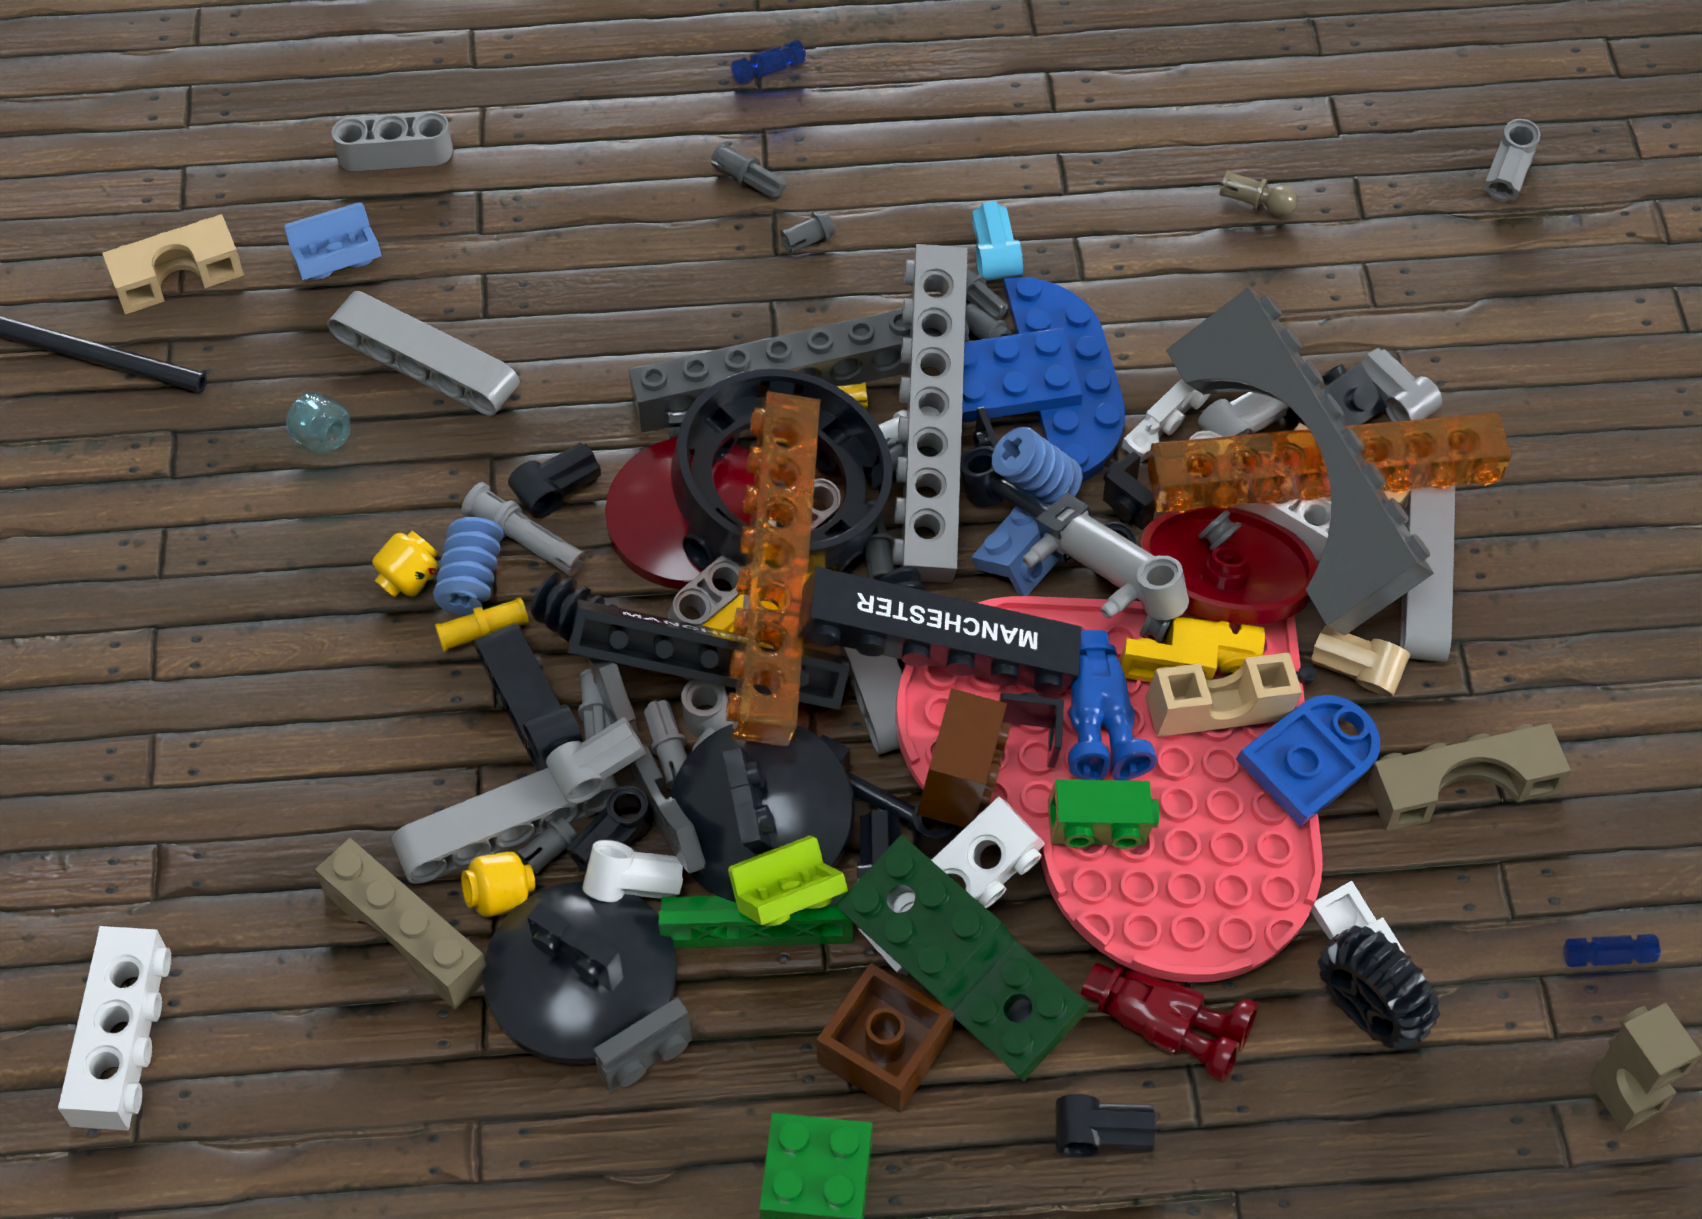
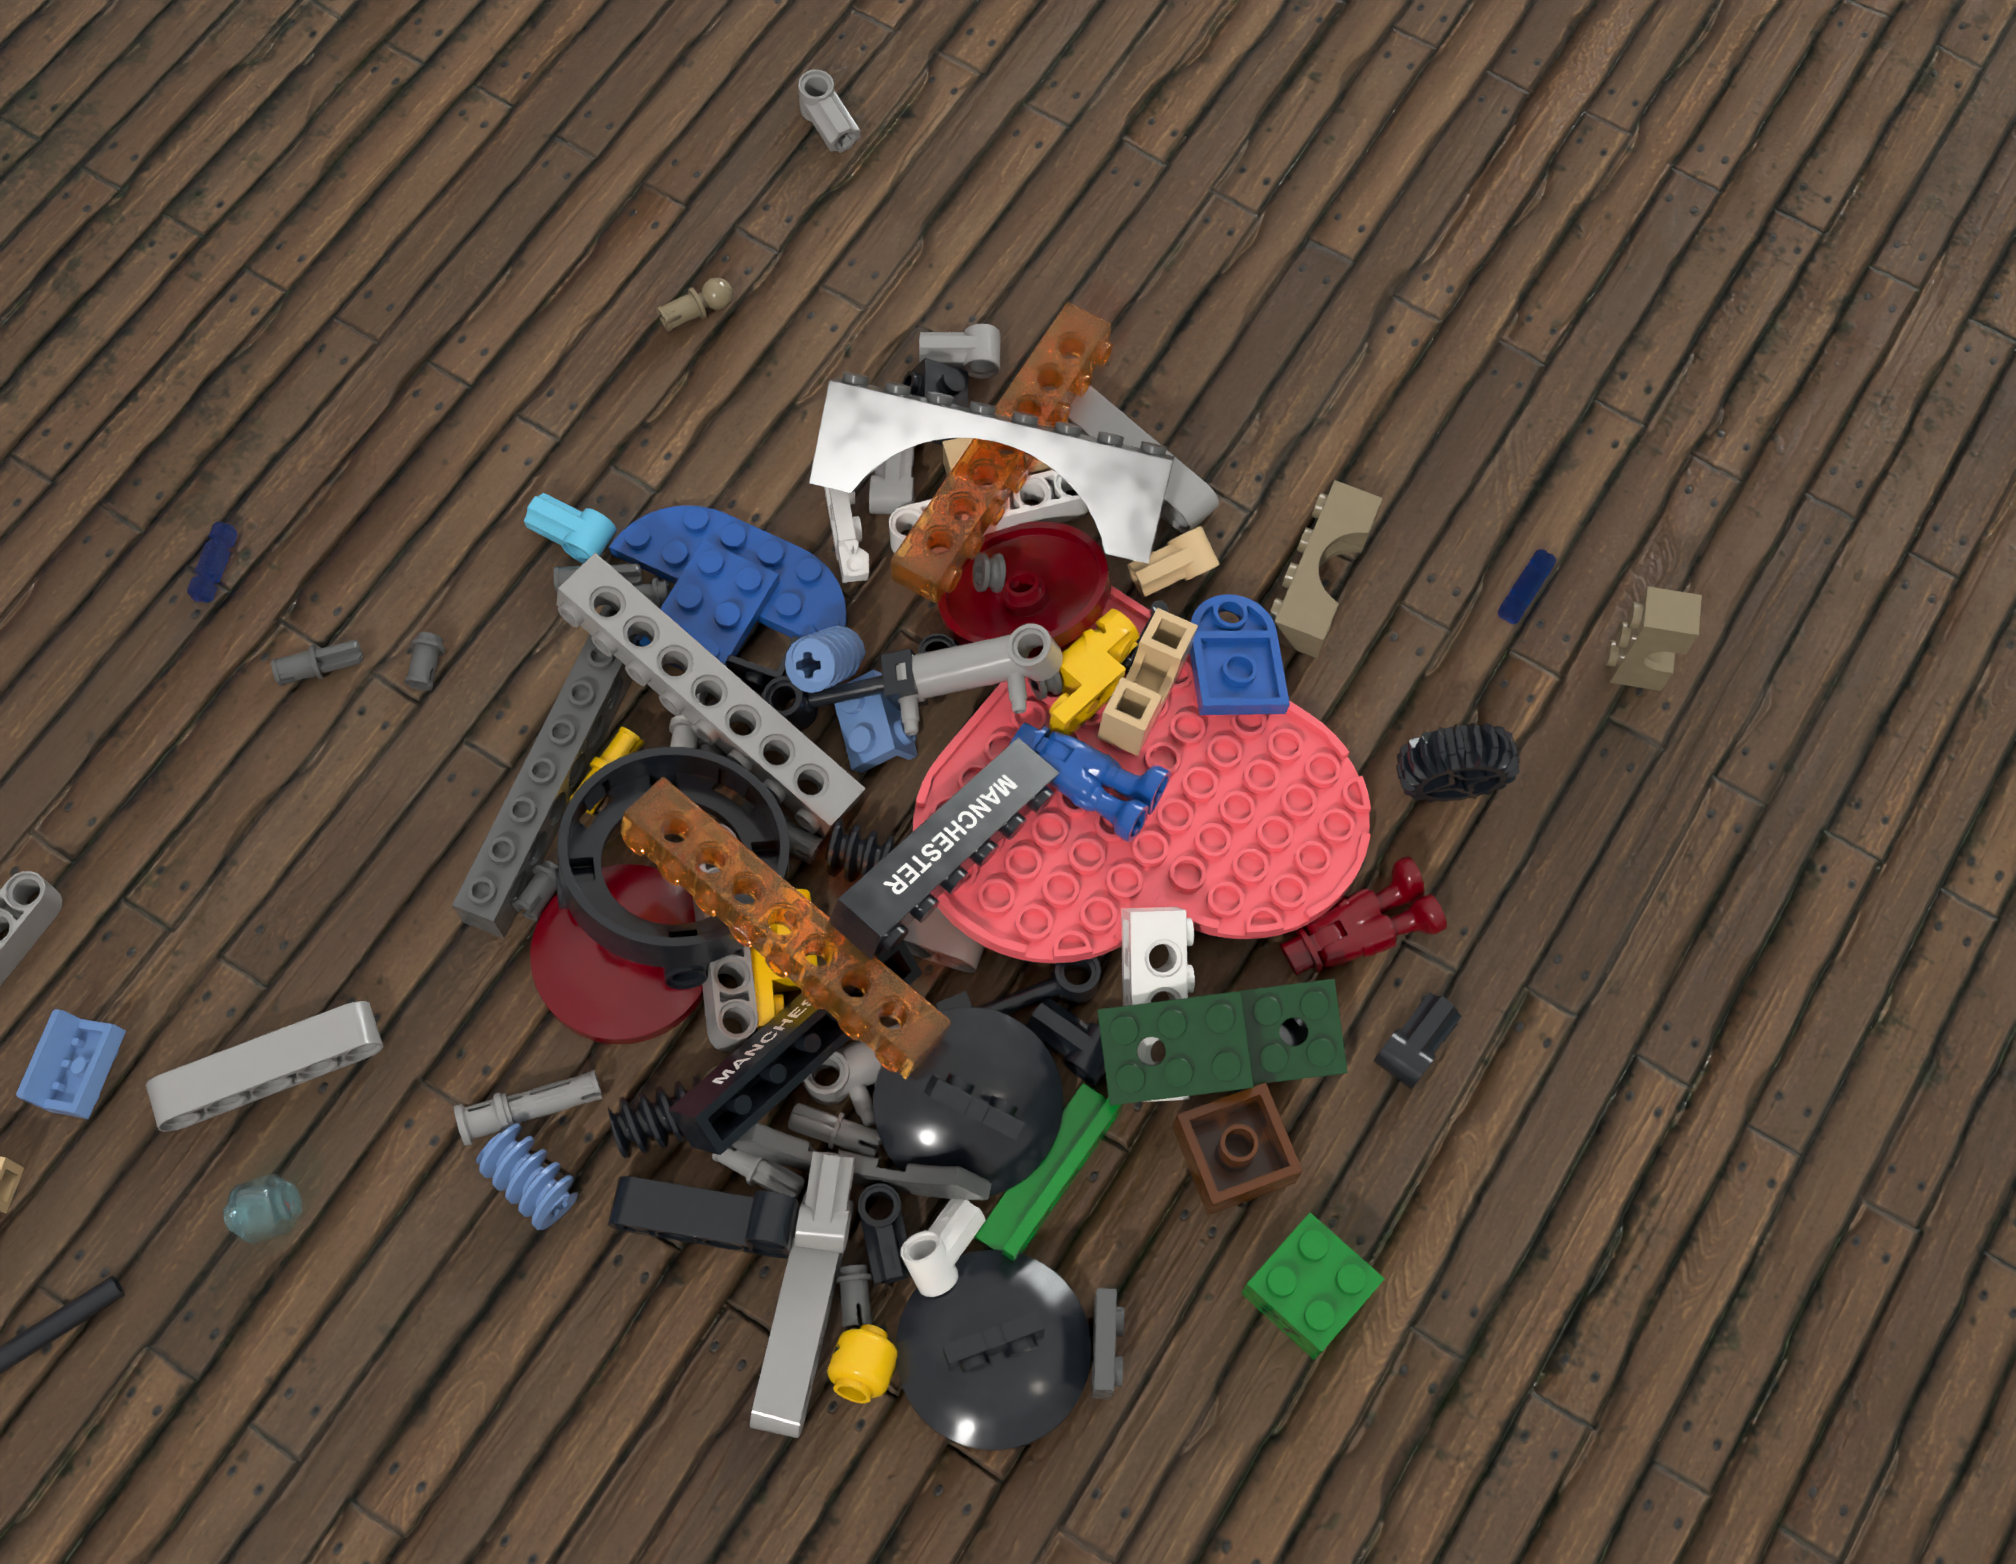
camera: 55 degrees left, 10 degrees up
(405, 564) = (481, 1231): yellow head -> none
(428, 942) = (838, 1469): dark tan arch -> none
(480, 622) = (594, 1205): yellow pin -> none
(545, 484) = (497, 1056): black piece -> none
(785, 882) = (1064, 1130): lime bracket -> none
(965, 759) = (1072, 913): reddish brown brick -> none
(1037, 711) = (1071, 817): black bracket -> none
(1101, 813) = (1180, 846): green brick -> none
(1126, 495) = (894, 613): black bracket -> none
(1347, 908) = (1376, 740): white slope -> none

